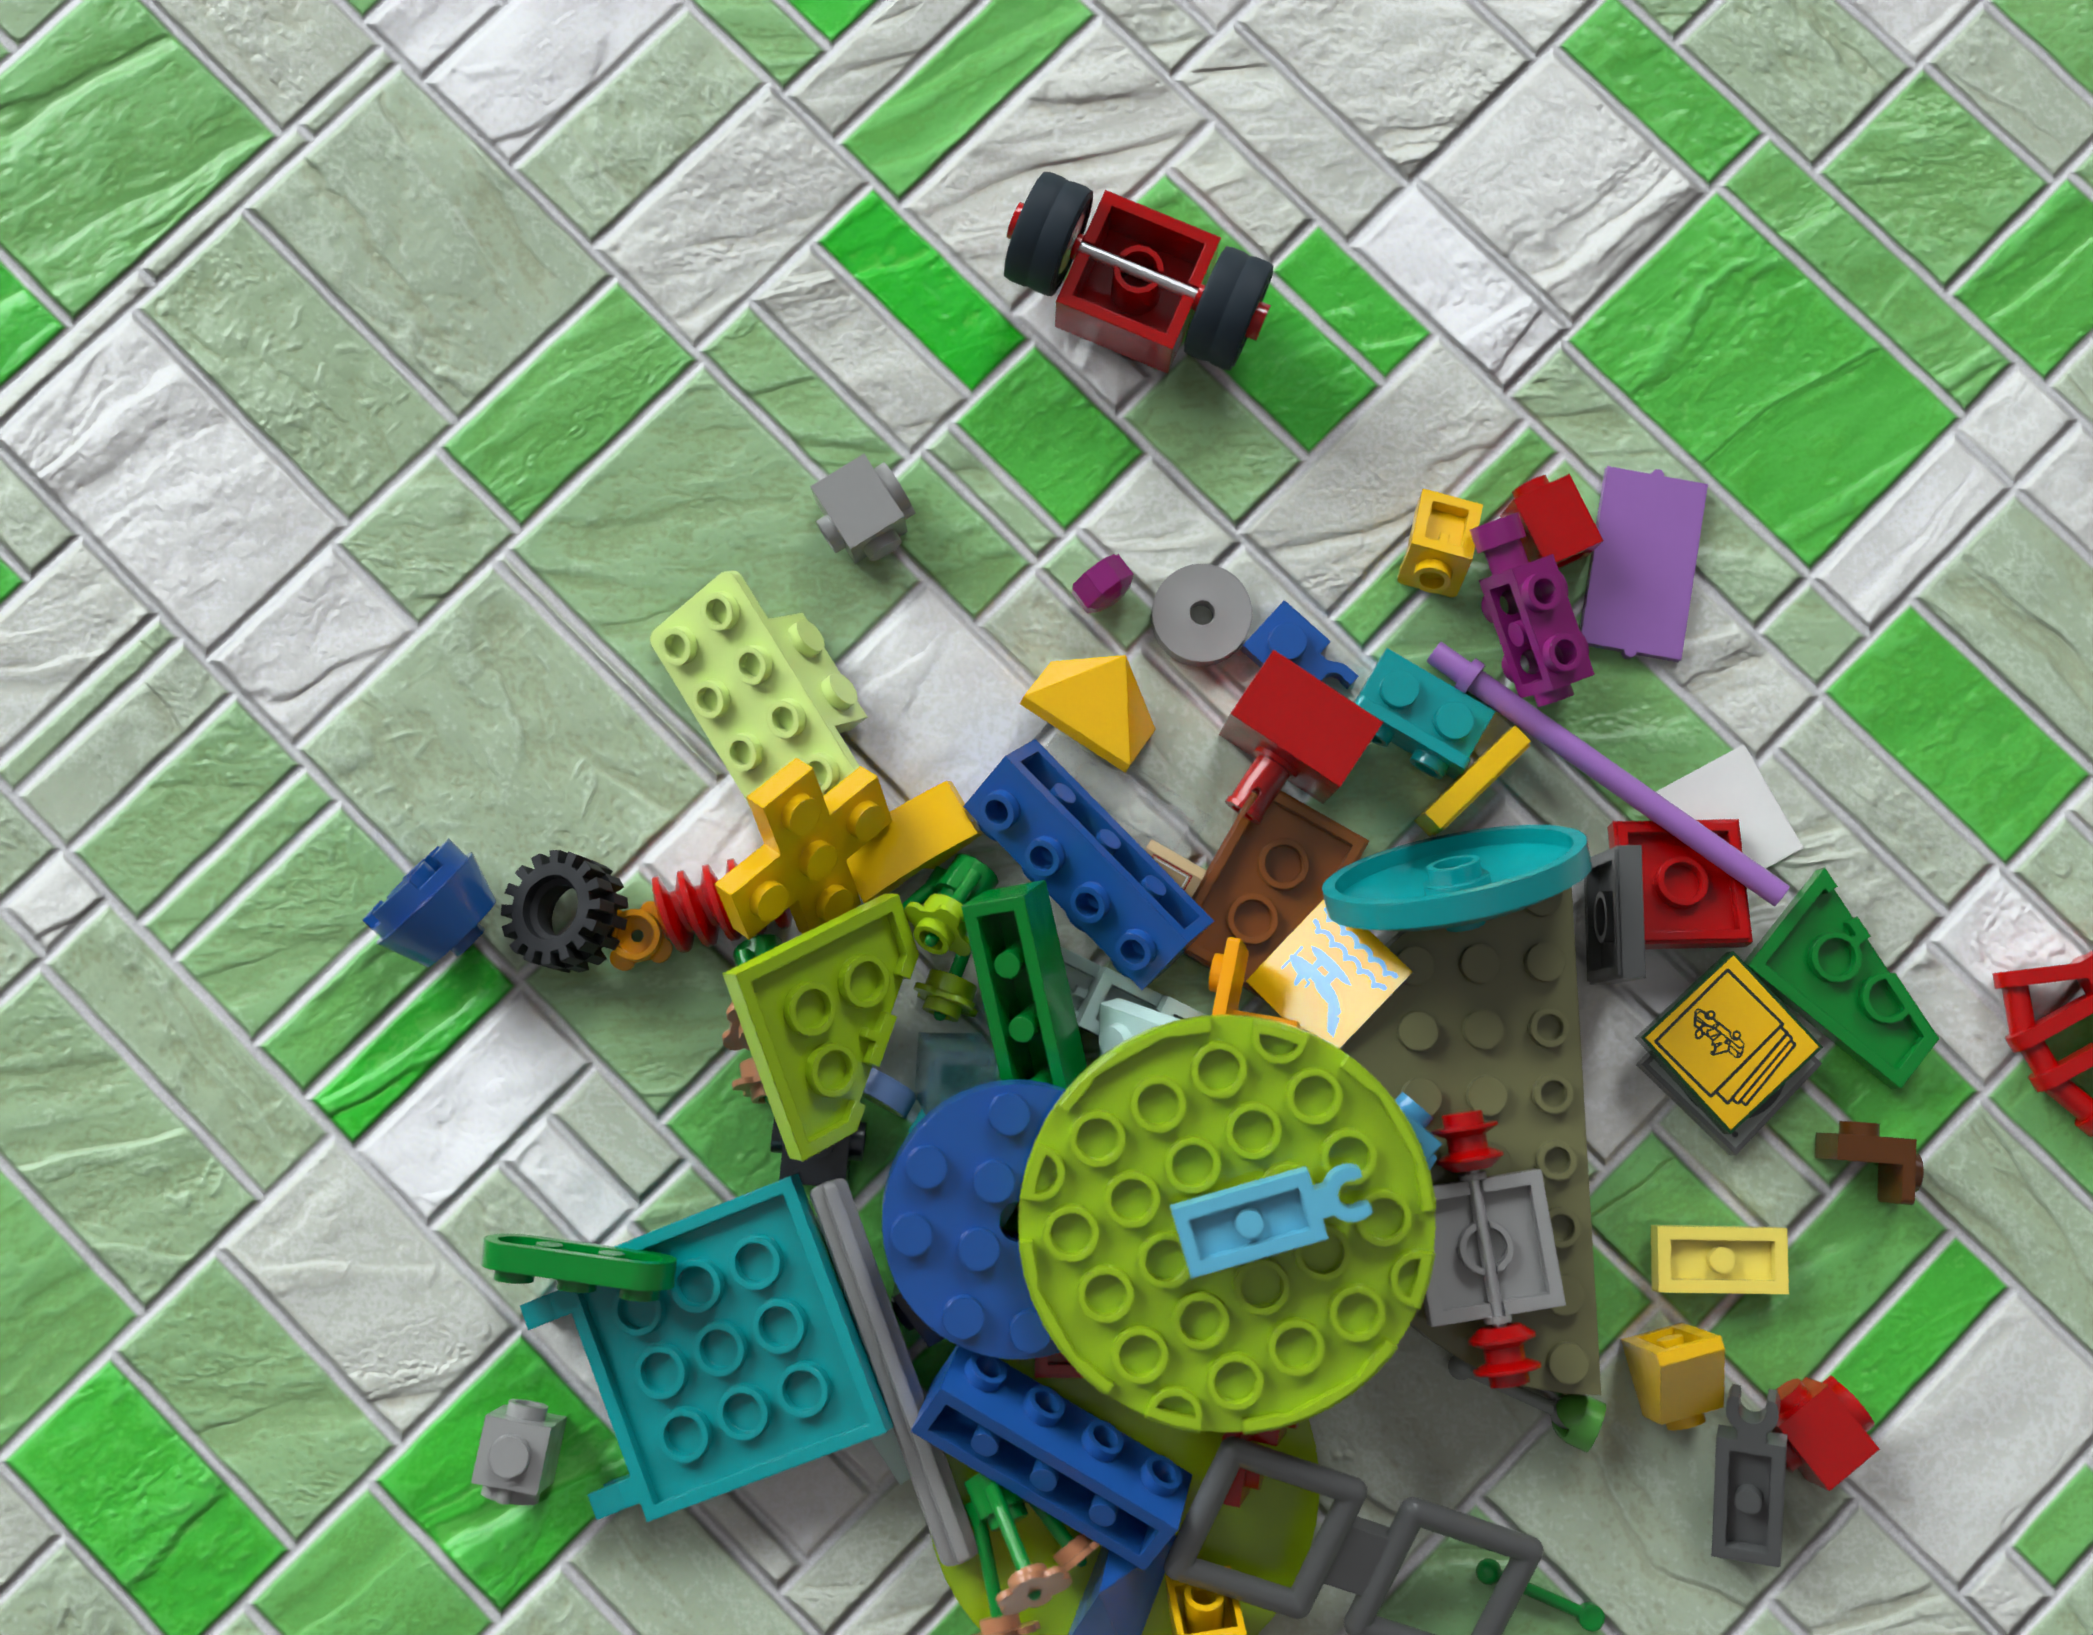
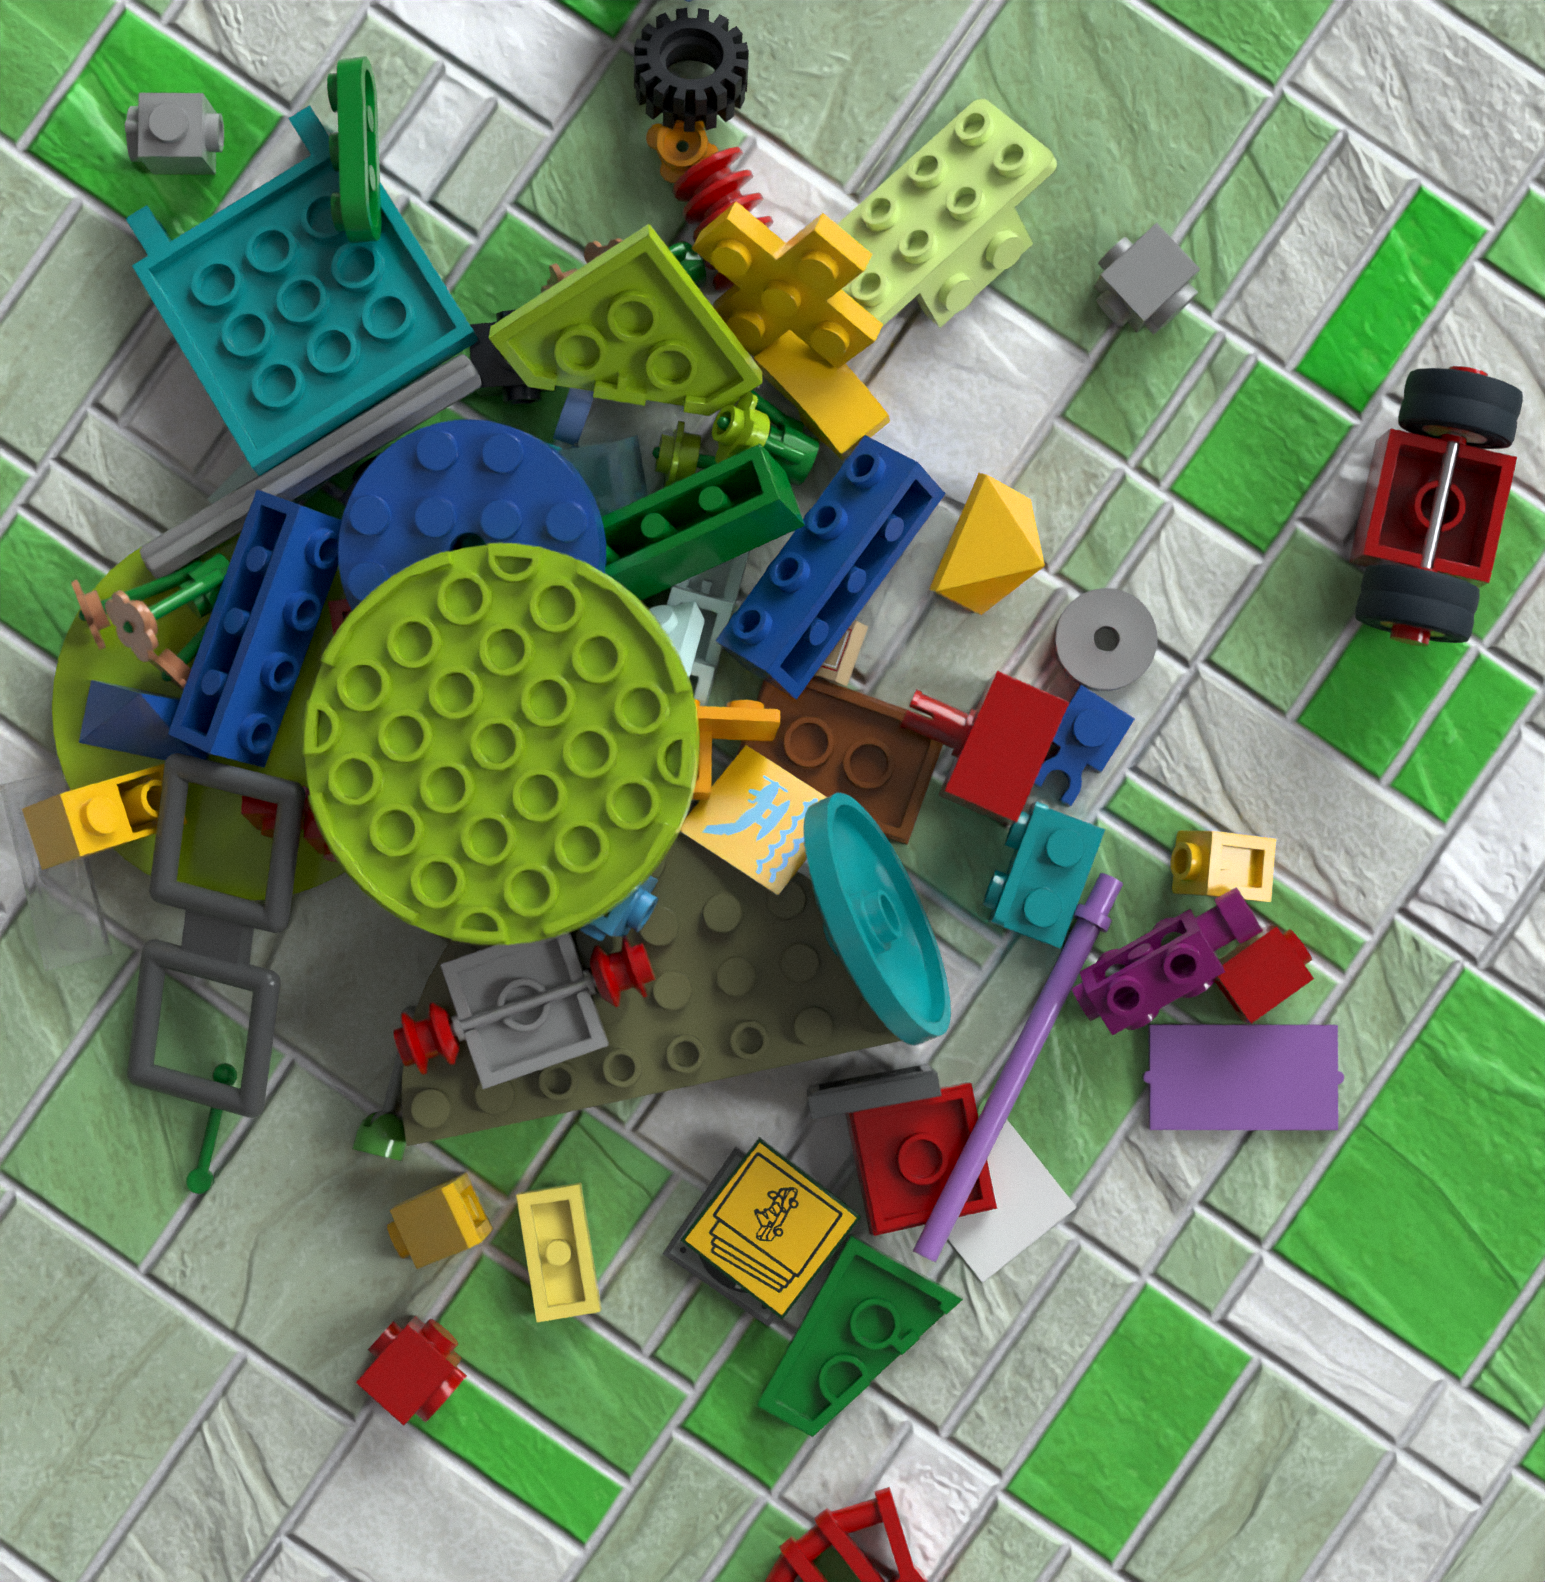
camera: 90 degrees right, 5 degrees up
(1103, 584) = (1116, 534): magenta tile -> none
(1262, 1218) = (508, 770): medium azure plate -> none
(1473, 781) = (984, 936): yellow tile -> none
(1749, 1483) = (350, 1307): dark grey plate -> none
(1898, 1163) = (695, 1377): reddish brown bracket -> none

